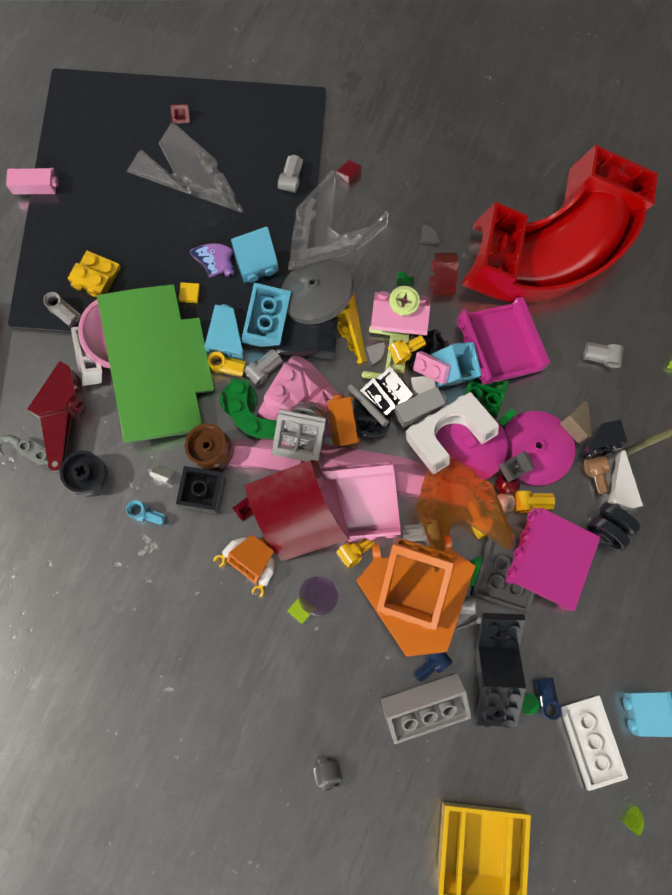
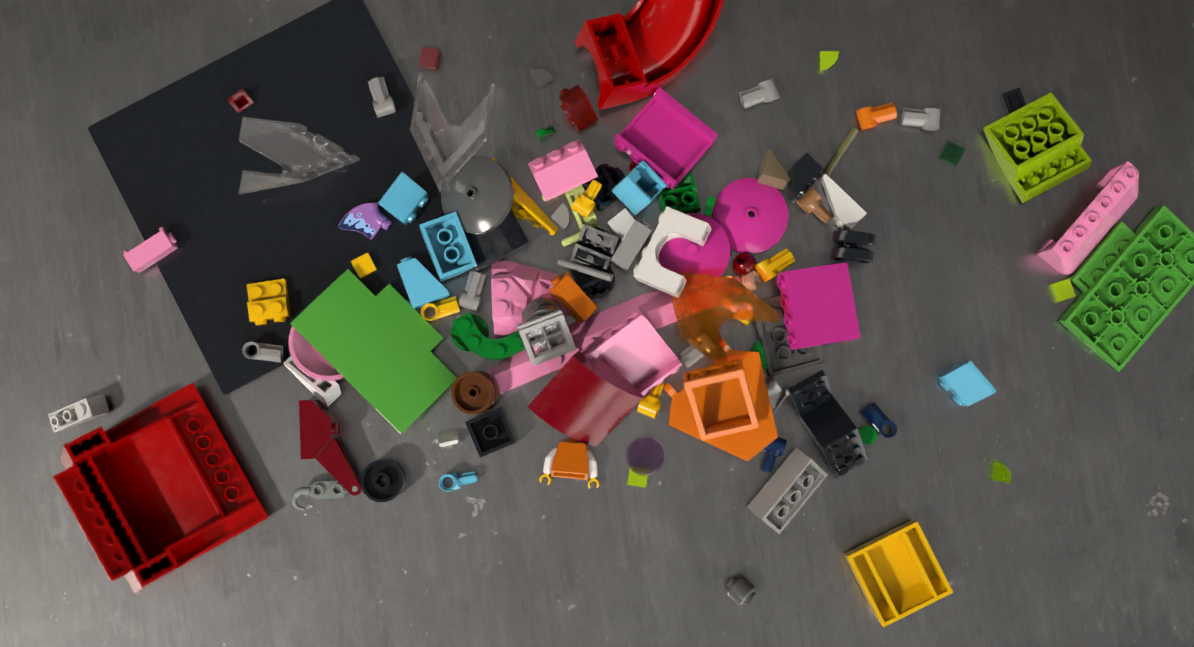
camera: 25 degrees left, 10 degrees up
(243, 509) = (536, 424): dark red slope -> none
(398, 294) = (564, 151): yellowish green gear -> none
(432, 367) = (620, 203): bright pink plate -> none
(516, 466) = (743, 245): dark grey bracket -> none
(593, 743) = (935, 432): white plate -> none

